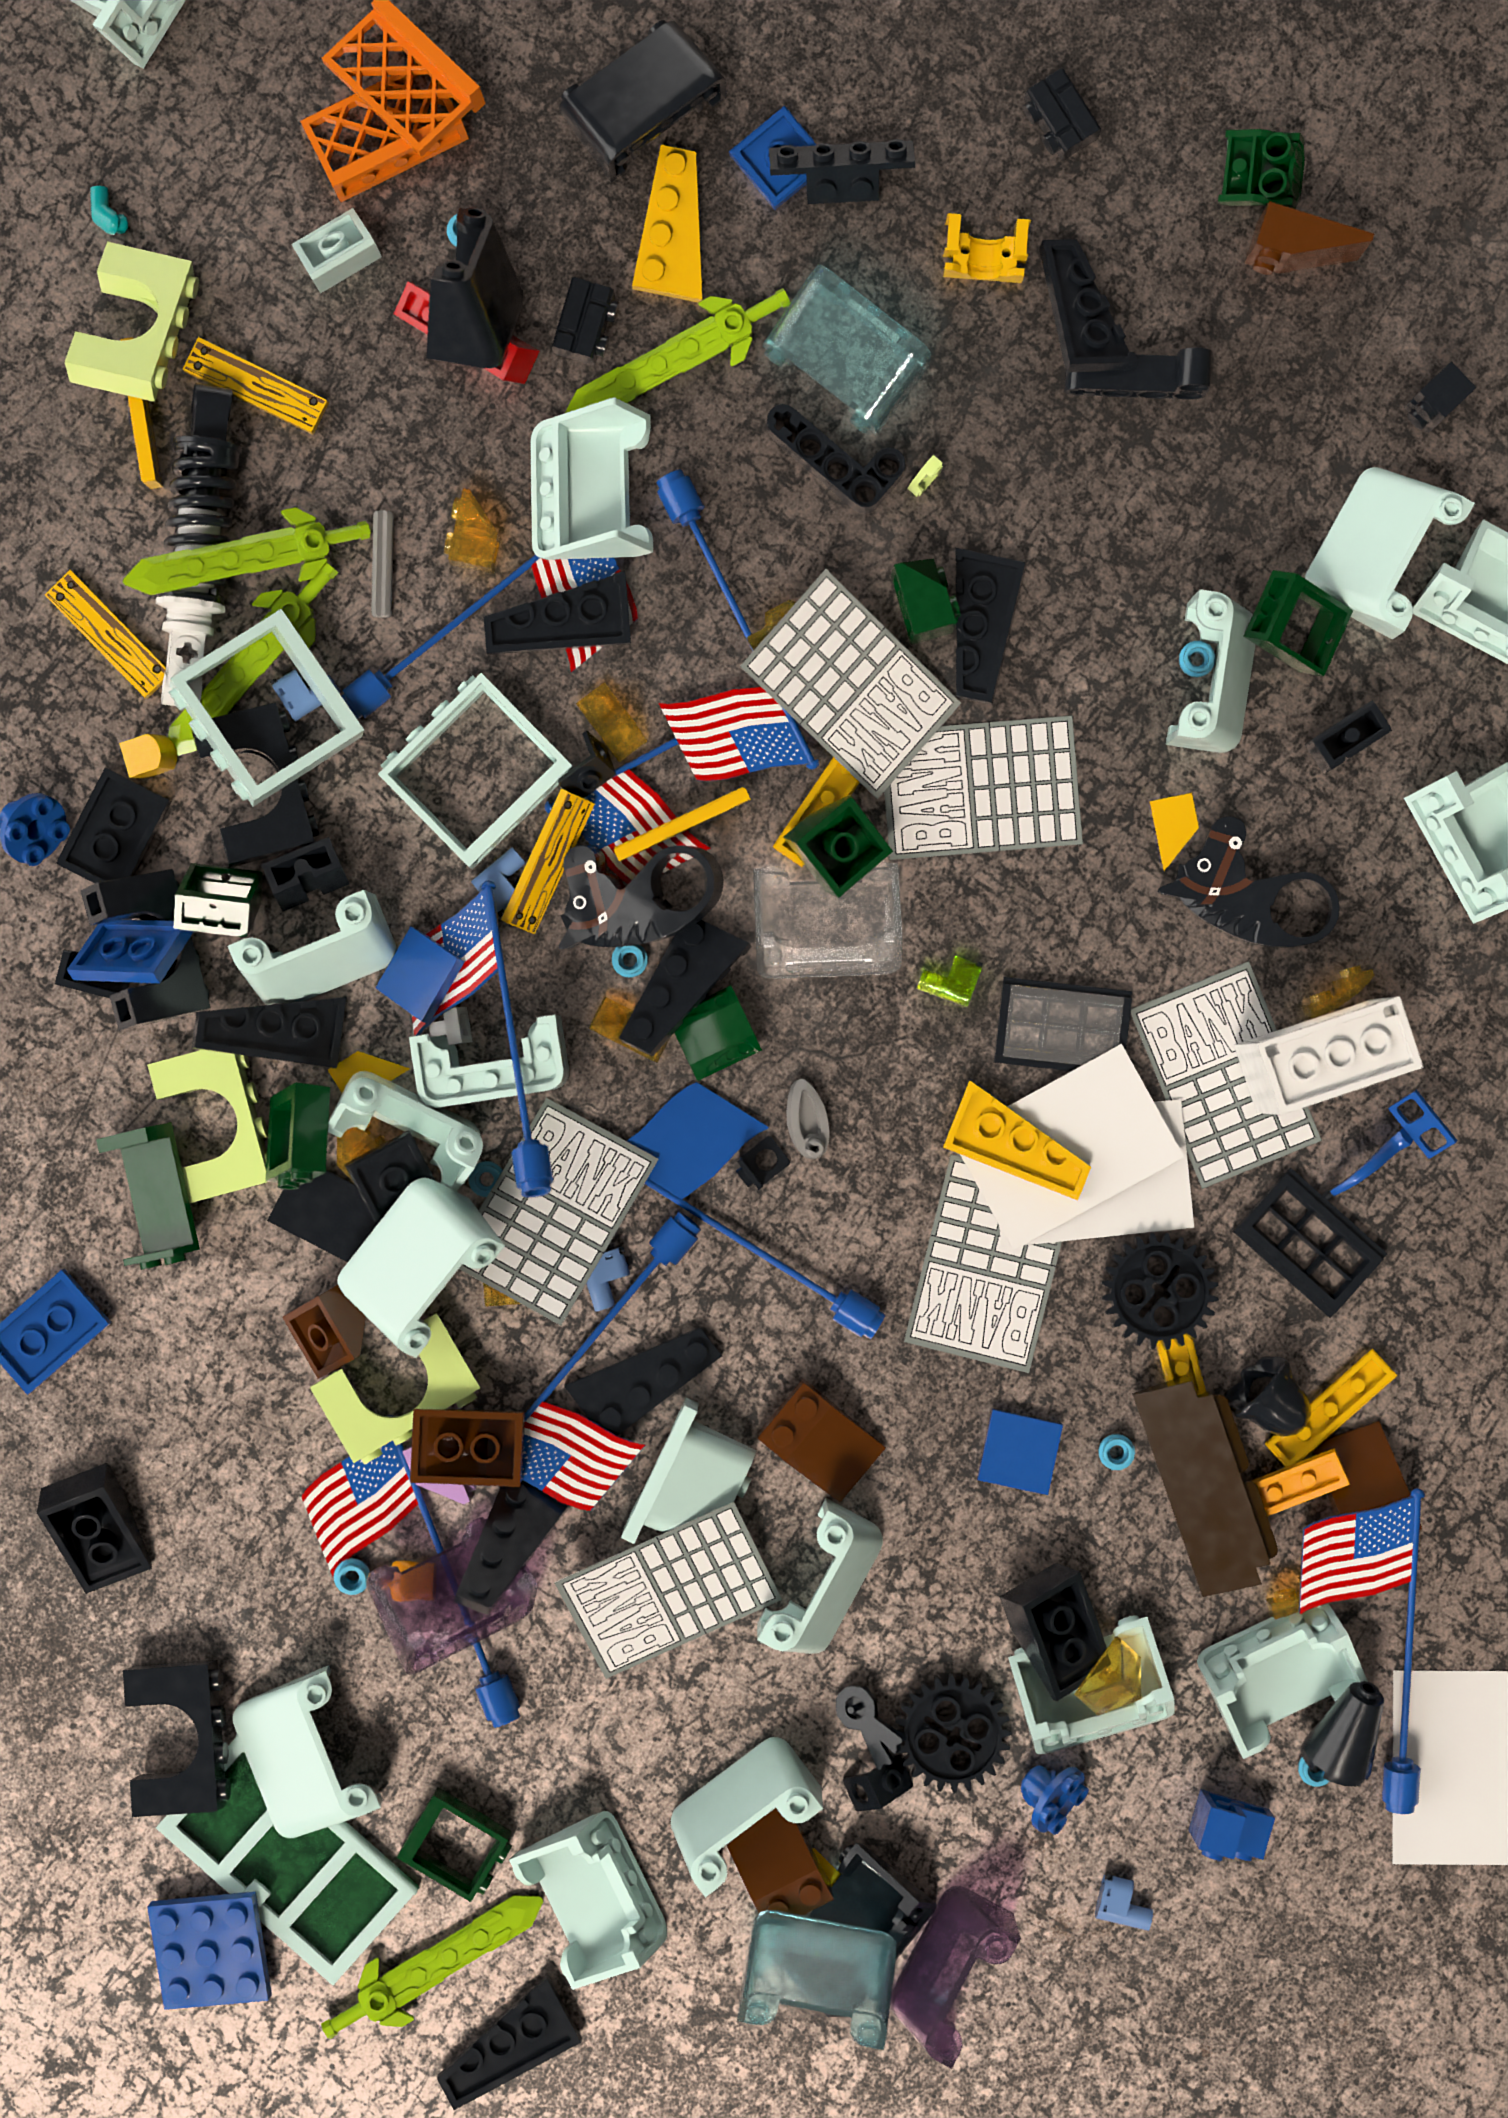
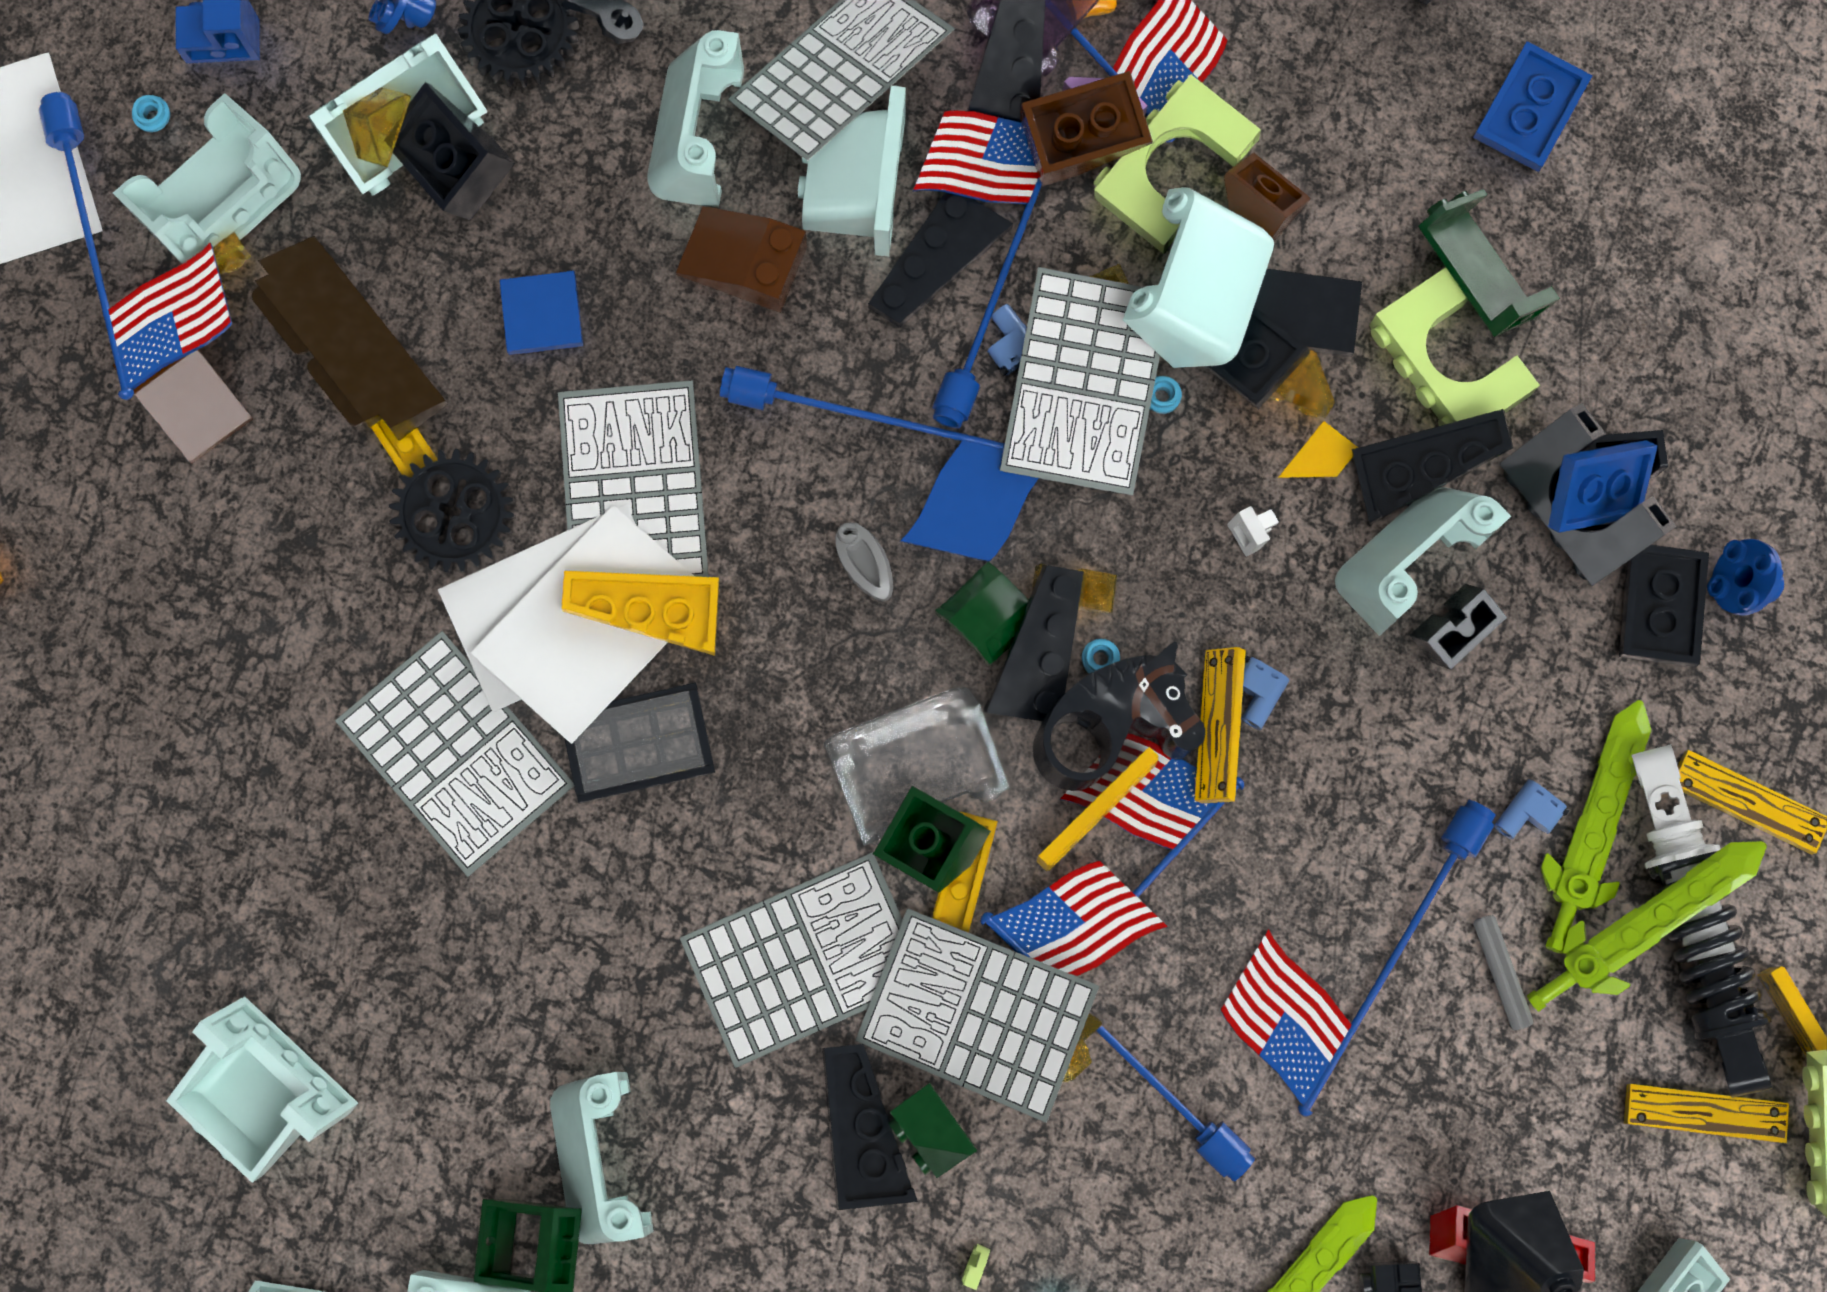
camera: 160 degrees right, 10 degrees down
(148, 755) = (1661, 691): yellow piece -> none
(235, 900) = (1530, 547): window -> none
(287, 826) = (1555, 753): black arch -> none
(297, 1135) = (1365, 363): dark green window -> none
(315, 677) = (1619, 728): light aqua window -> none
(419, 975) = (1305, 565): blue tile -> none
(444, 717) = (1393, 806): light aqua window -> none
(445, 1083) = (1235, 465): light aqua windscreen -> none
(455, 1137) = (1212, 424): light aqua windscreen -> none
(474, 538) = (1420, 1033): clear yellow slope -> none
(476, 940) = (1278, 581): flag -> none
(570, 619) = (1288, 982): black wing -> none
(584, 483) = (1328, 1129): light aqua windscreen -> none
(591, 772) = (1209, 830): black bracket -> none
(611, 722) = (1207, 891): clear yellow slope -> none
(751, 1173) = (901, 488): black bracket -> none
(829, 454) = (1084, 1254): black beam -> none
(957, 985) = (758, 748): clear neon green piece -> none
(1127, 1455) = (439, 335): medium azure plate -> none
(1174, 824) = (590, 991): yellow sticker -> none
(1205, 651) = (614, 1182): medium azure plate -> none
(1222, 896) = (515, 930): black animal -> none
(1282, 1404) = (290, 434): black piece -> none
(1288, 1267) = (299, 645): black piece -> none
(1301, 1481) = (249, 371): light orange plate -> none
(1328, 1056) = (350, 793): white window -> none
(1334, 1408) = (241, 456): yellow tile -> none
(1345, 988) = (355, 883): clear yellow slope -> none
(1347, 1736) = (128, 141): black cone -> none
(1348, 737) = (436, 1143): black brick -> none
(1403, 1138) = (253, 742): blue piece -> none

